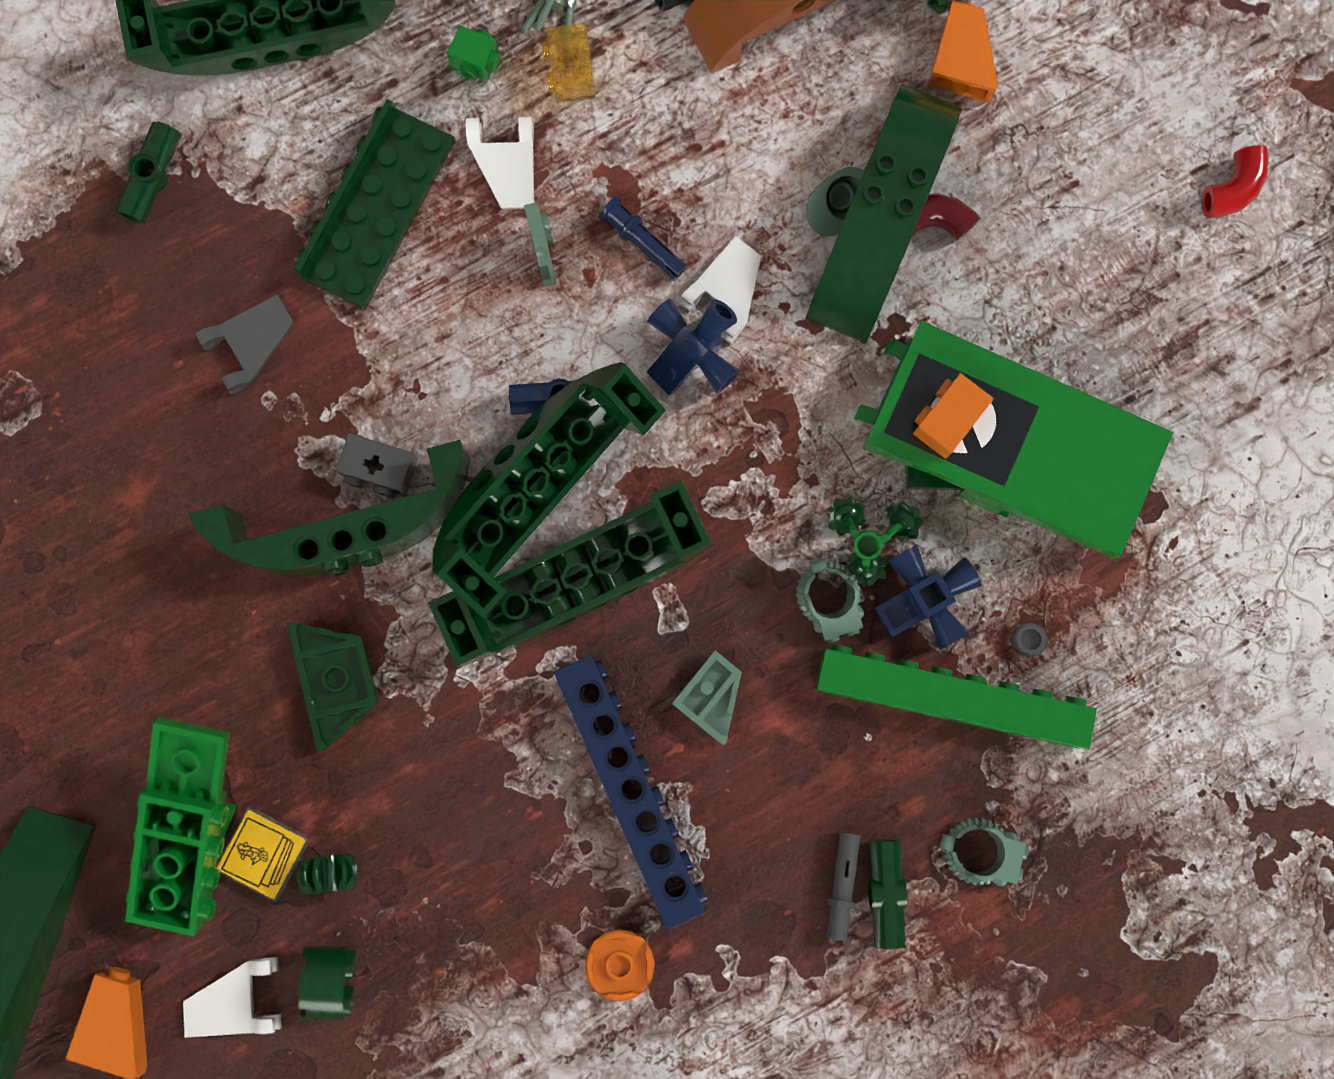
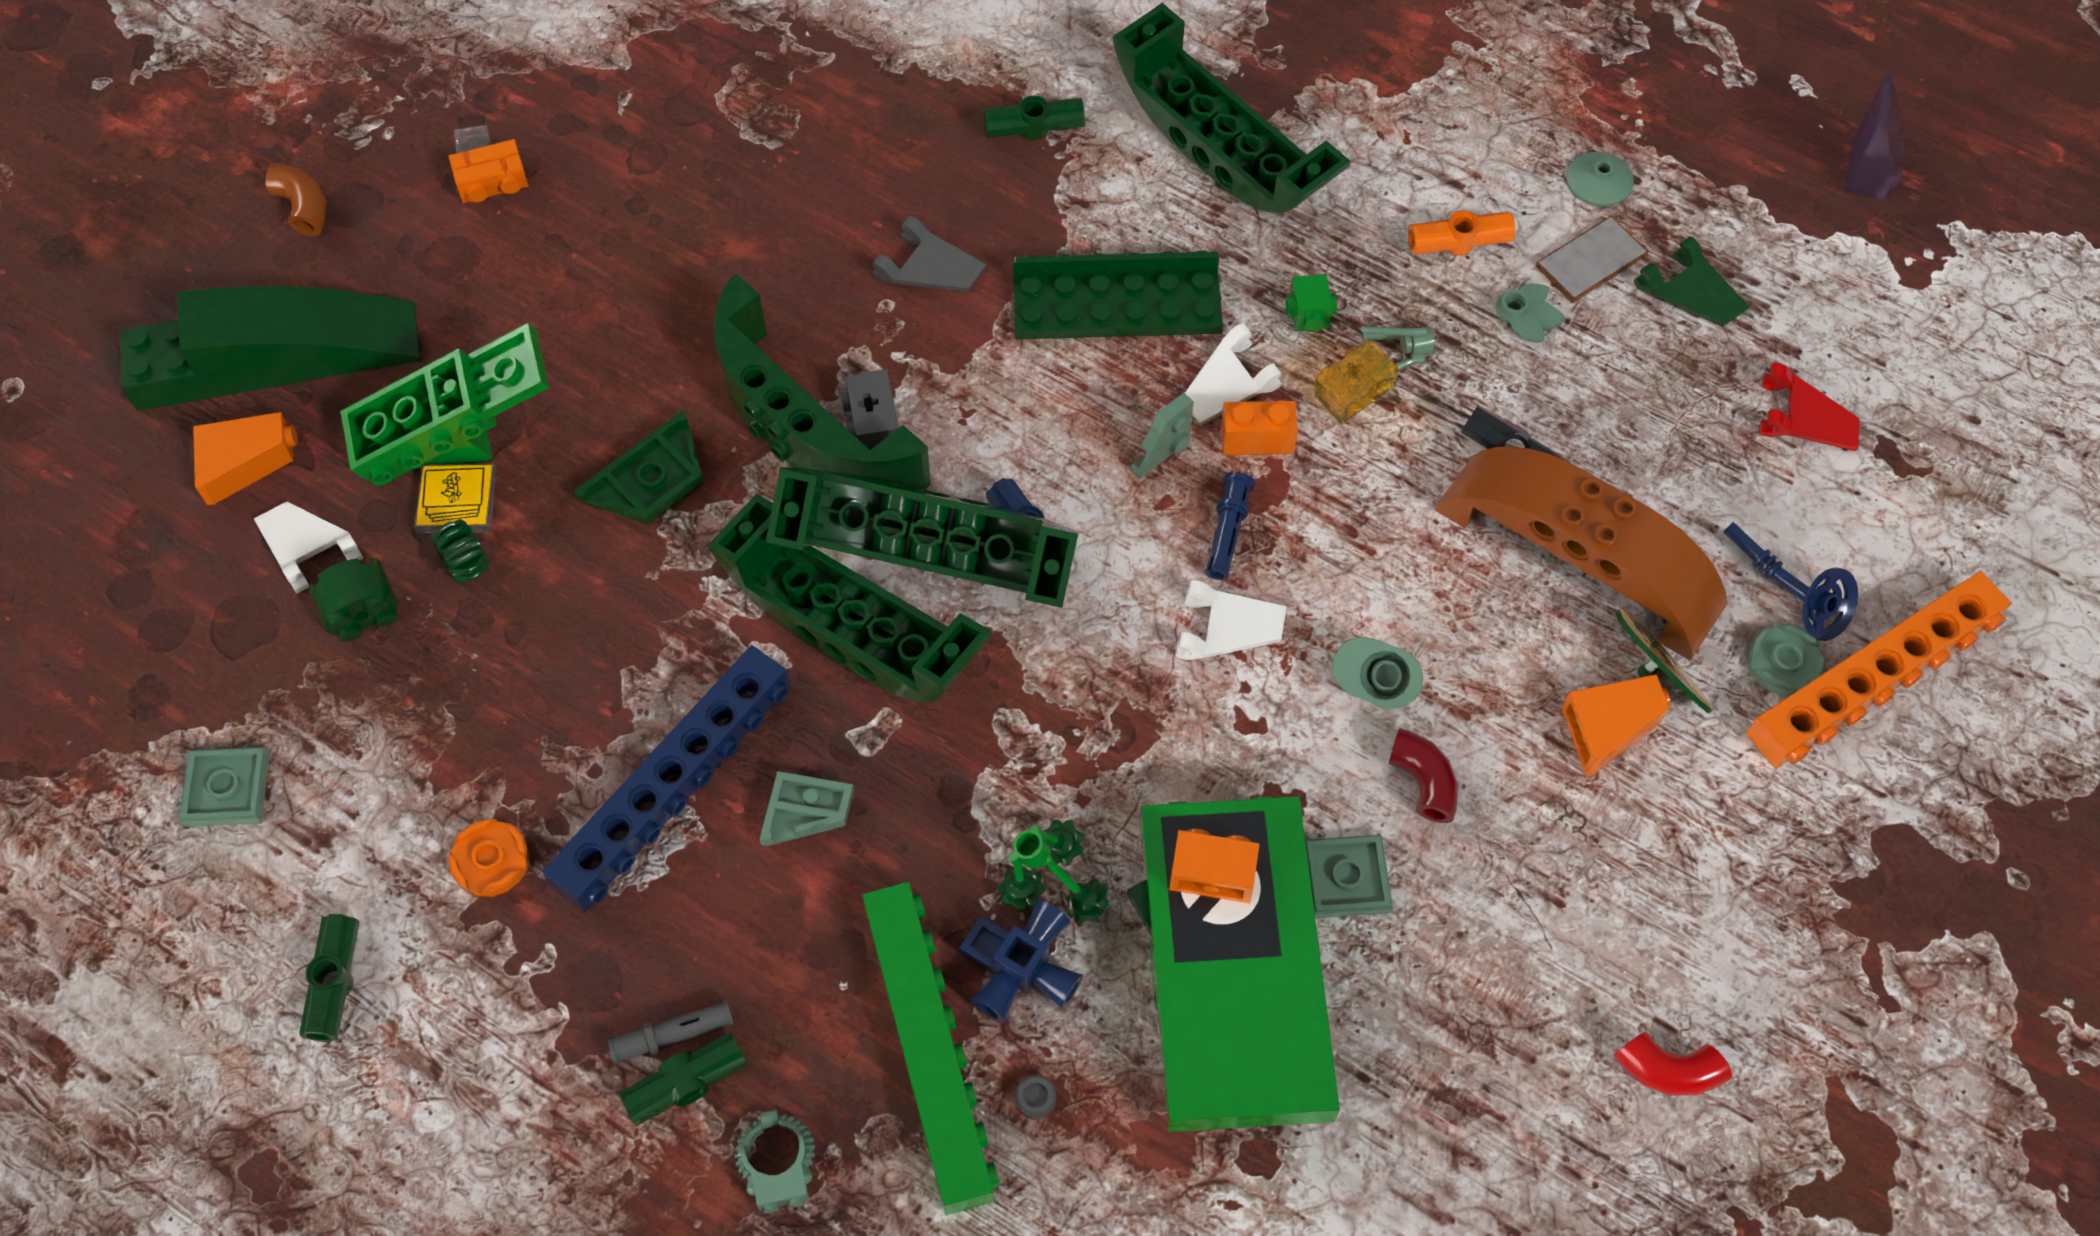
camera: 65 degrees right, 20 degrees down
(570, 164) = (1259, 428): none -> orange brick
(692, 346) = (1146, 613): dark blue brick -> none
(845, 620) = (954, 897): sand green piece -> none
(884, 213) = (1398, 708): dark green slope -> none
(981, 316) = (1348, 876): none -> sand green tile

